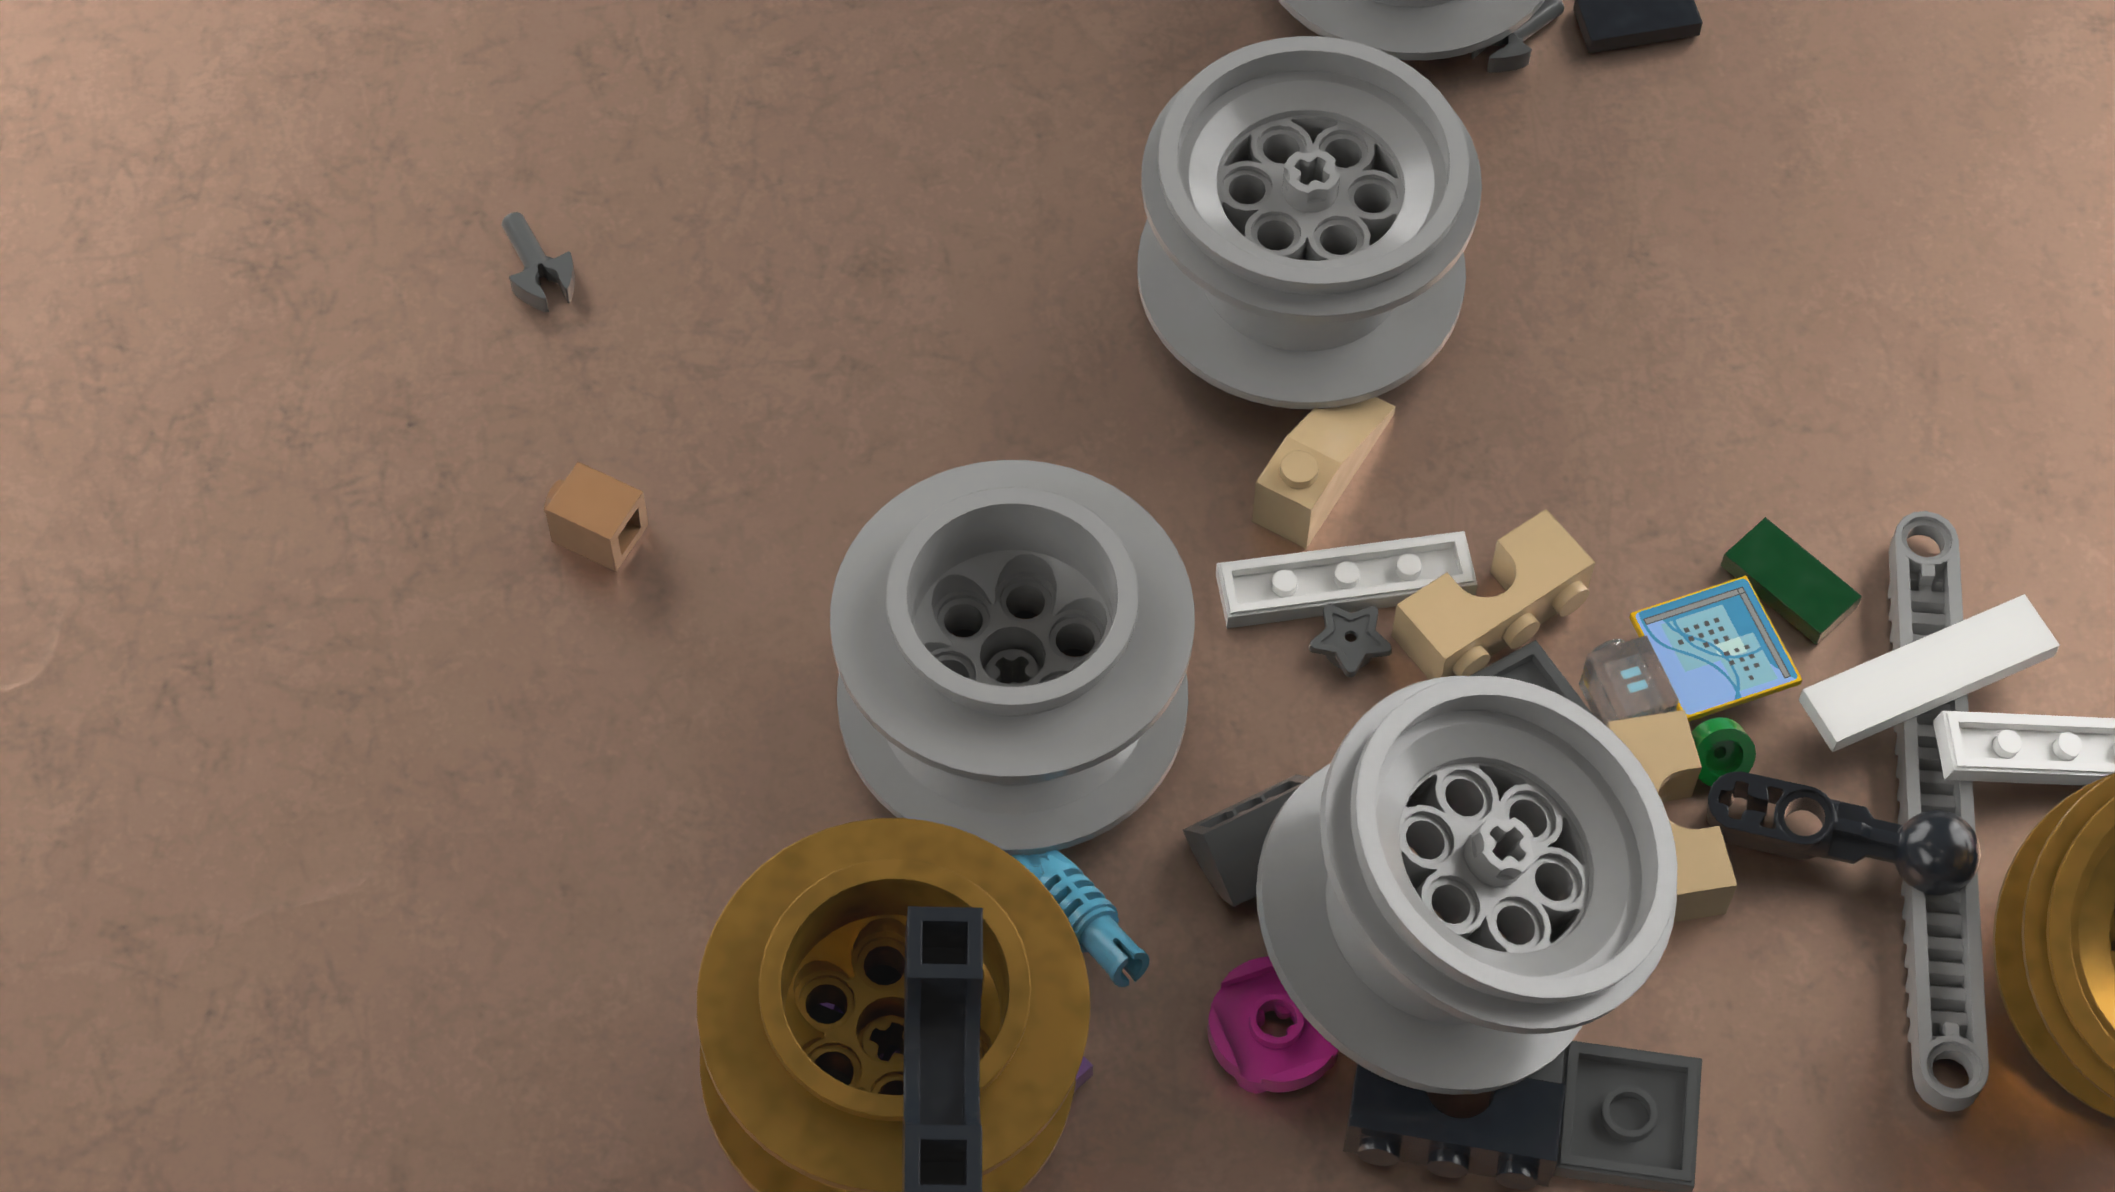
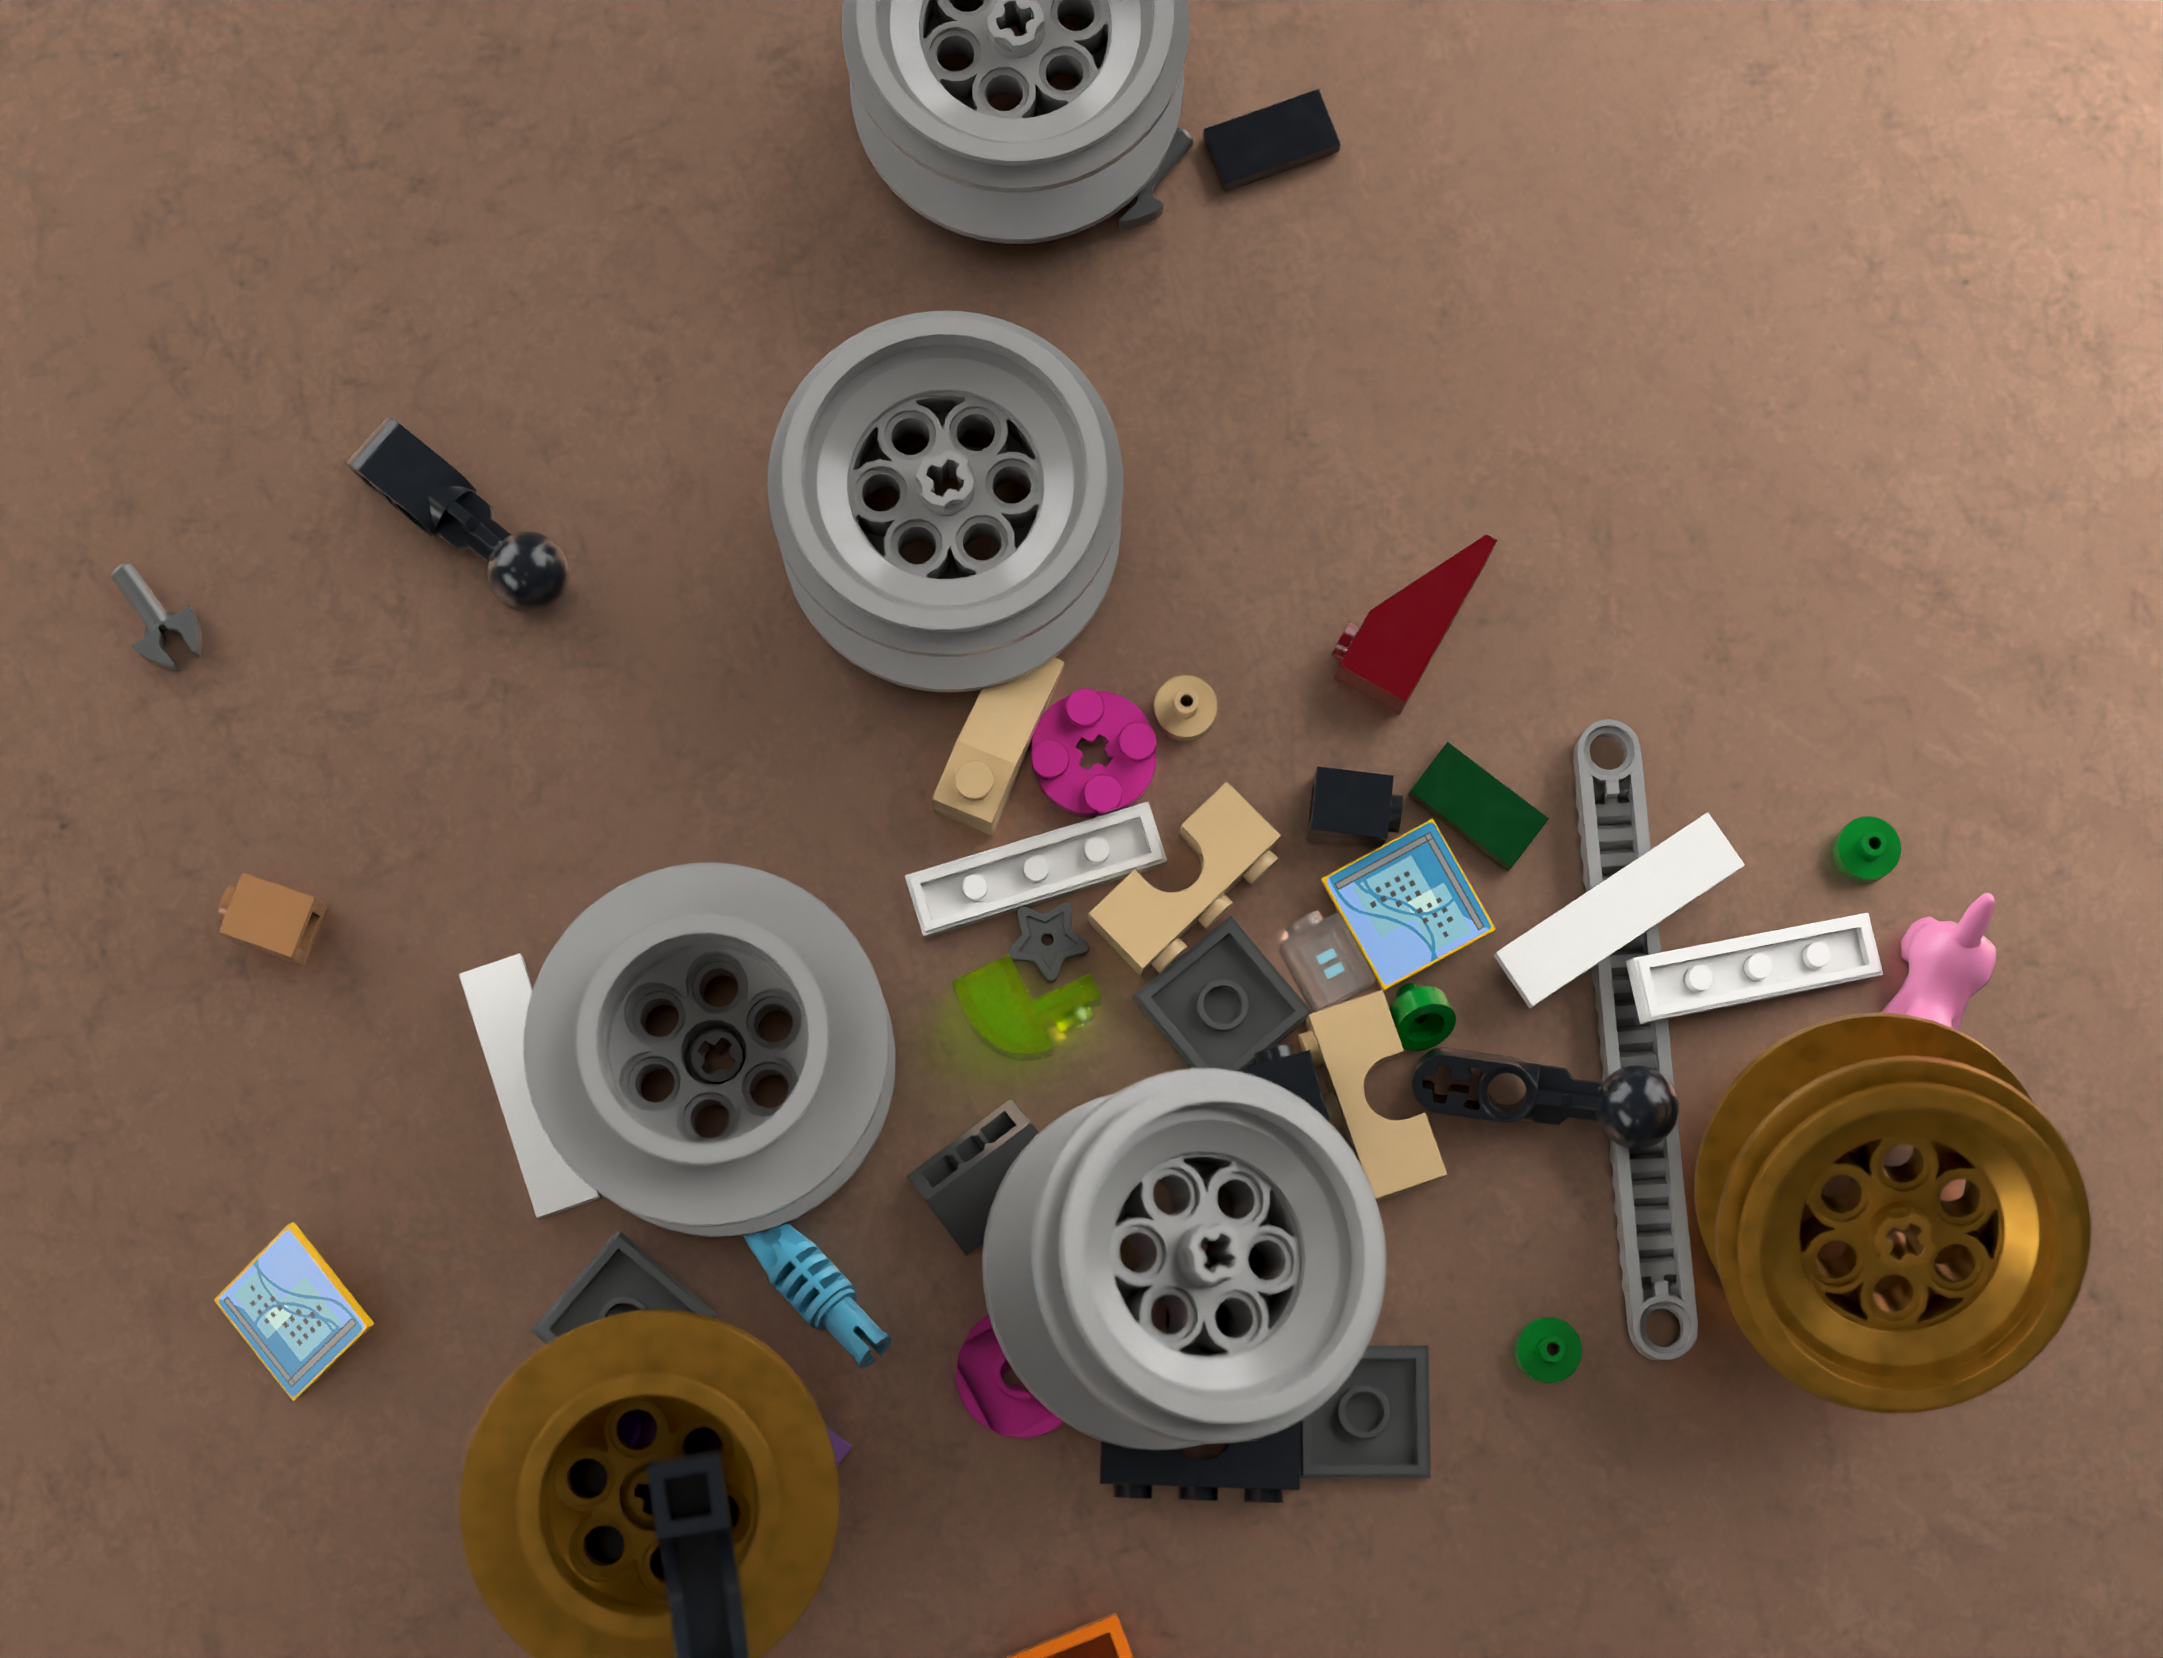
camera: 10 degrees left, 20 degrees up
(548, 861) = (293, 1311): none -> piece
(810, 684) = (499, 1005): none -> white tile
(820, 192) = (523, 567): none -> black beam
(1308, 700) = (1011, 1022): none -> clear neon green brick
(1420, 455) = (1089, 717): none -> dark pink plate
(1508, 460) = (1184, 722): none -> tan tile
(1666, 557) = (1353, 808): none -> black brick
(1735, 413) = (1404, 632): none -> dark red slope
(1826, 1084) = (1532, 1353): none -> green tile

